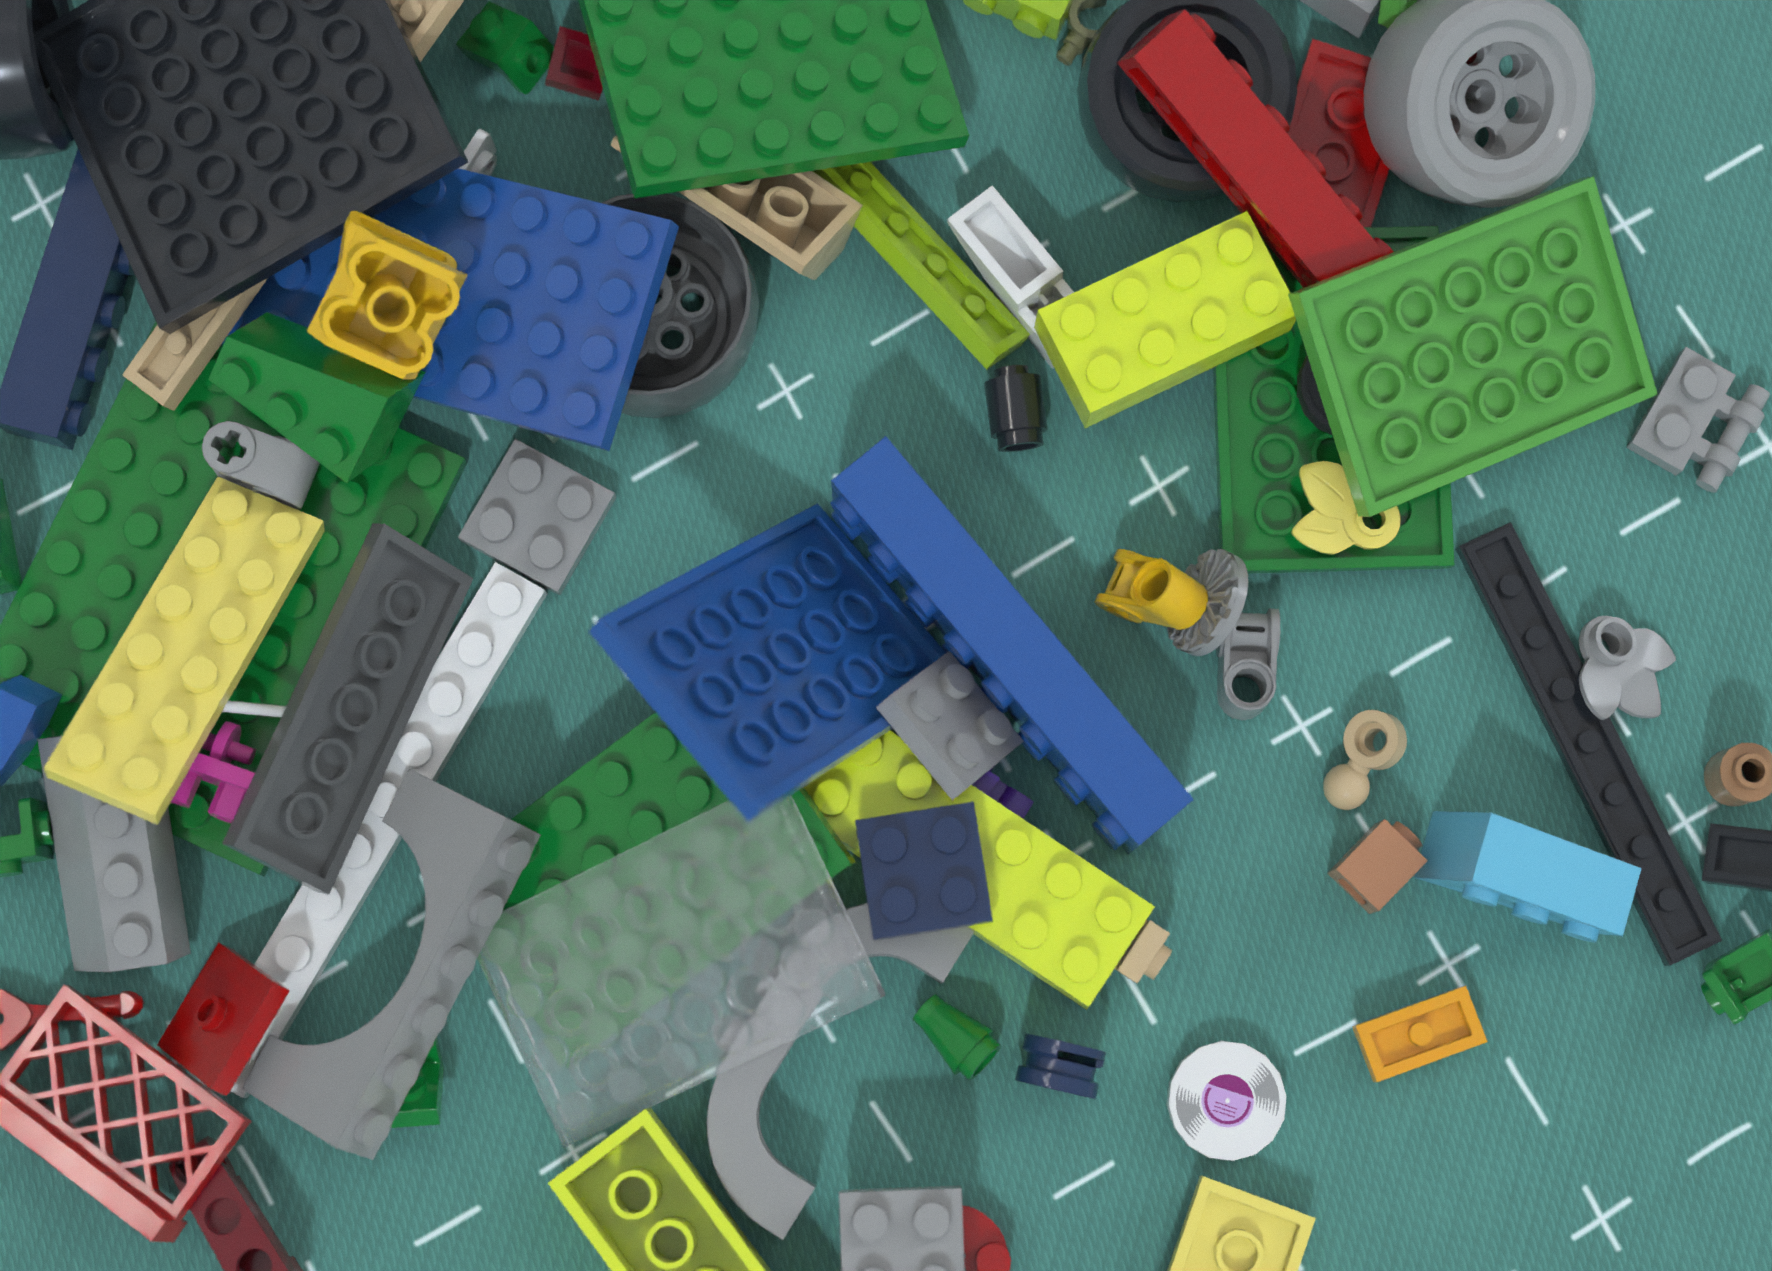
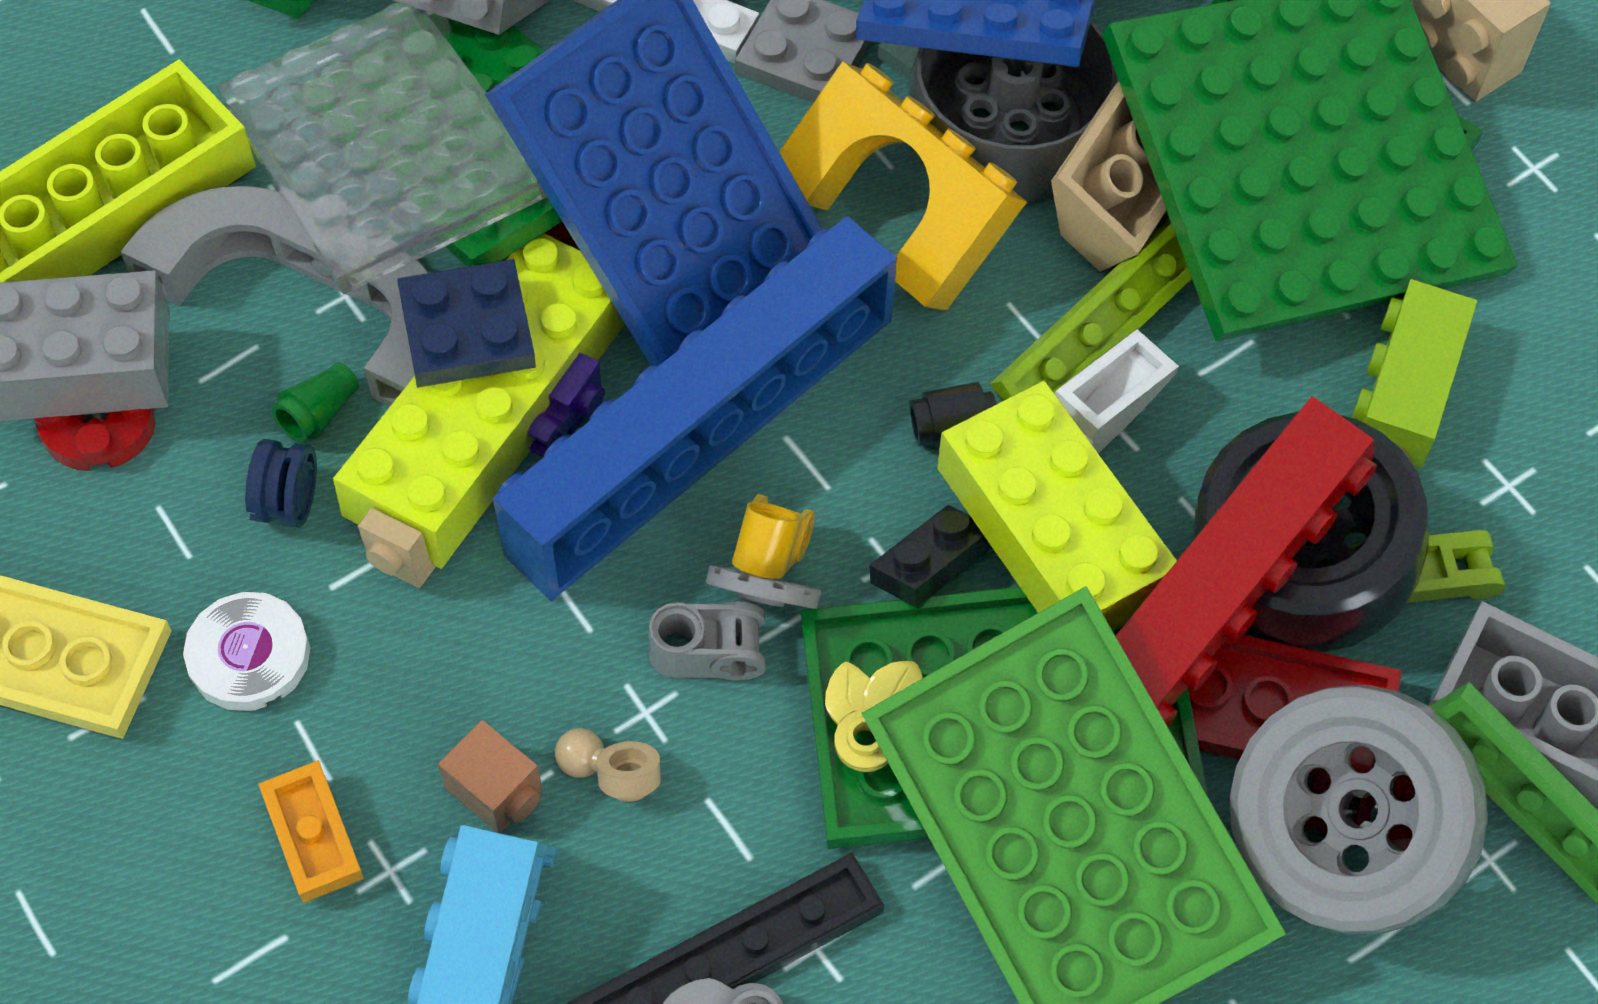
camera: 85 degrees right, 20 degrees down
(688, 447) = (966, 203): none -> yellow arch
(950, 724) = (610, 338): light grey plate -> none
(1173, 446) = (929, 556): none -> black plate

